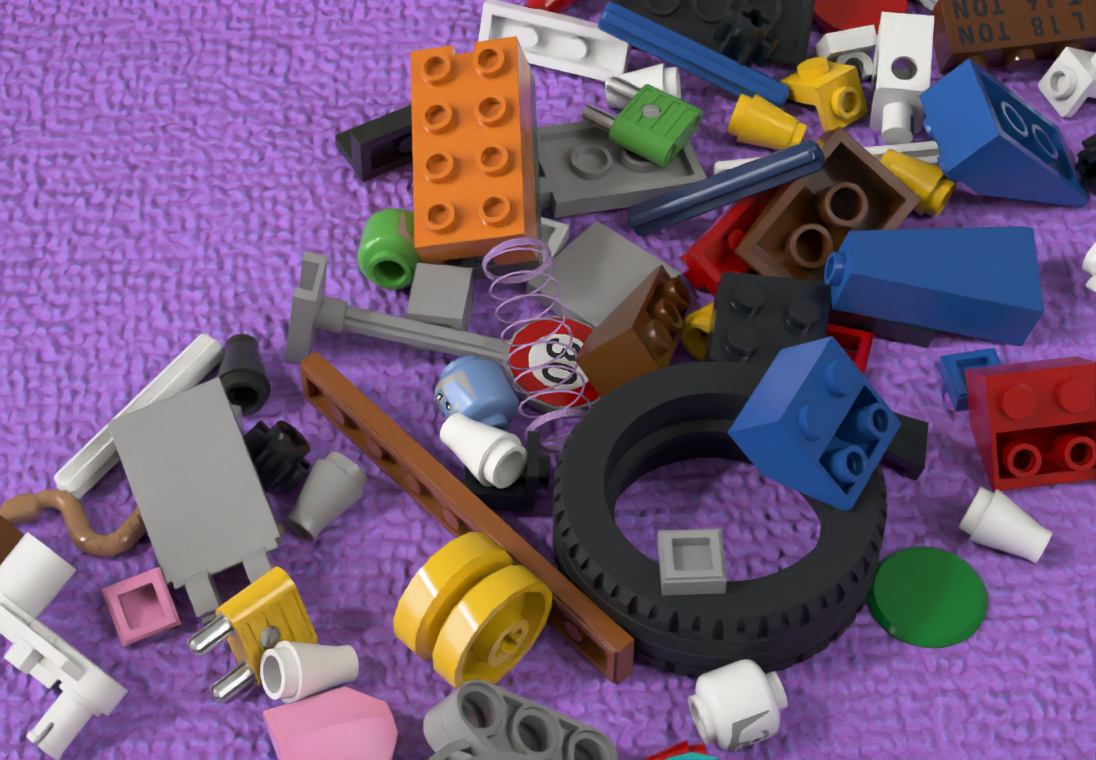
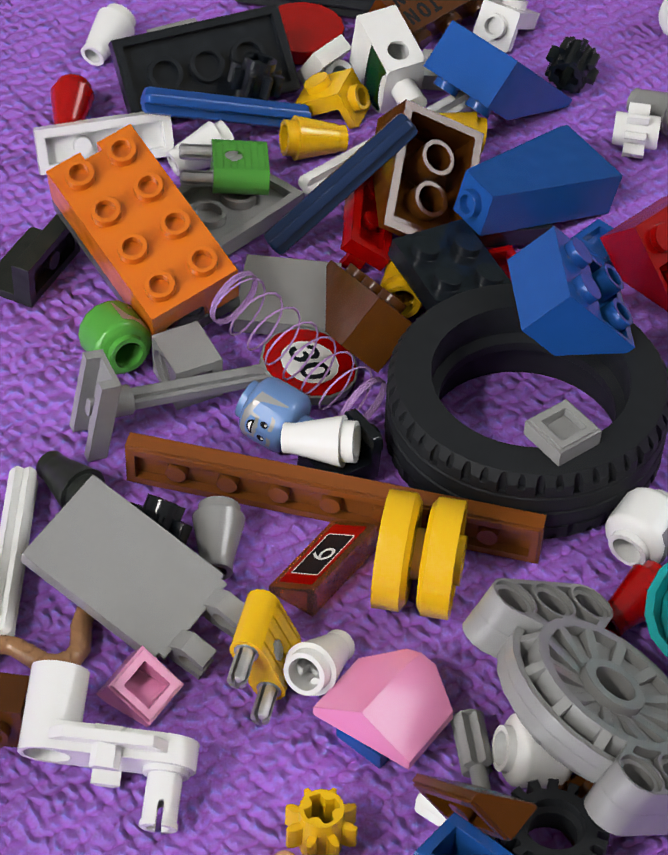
camera: 35 degrees left, 5 degrees down
(380, 582) = (325, 565): none -> clear orange slope

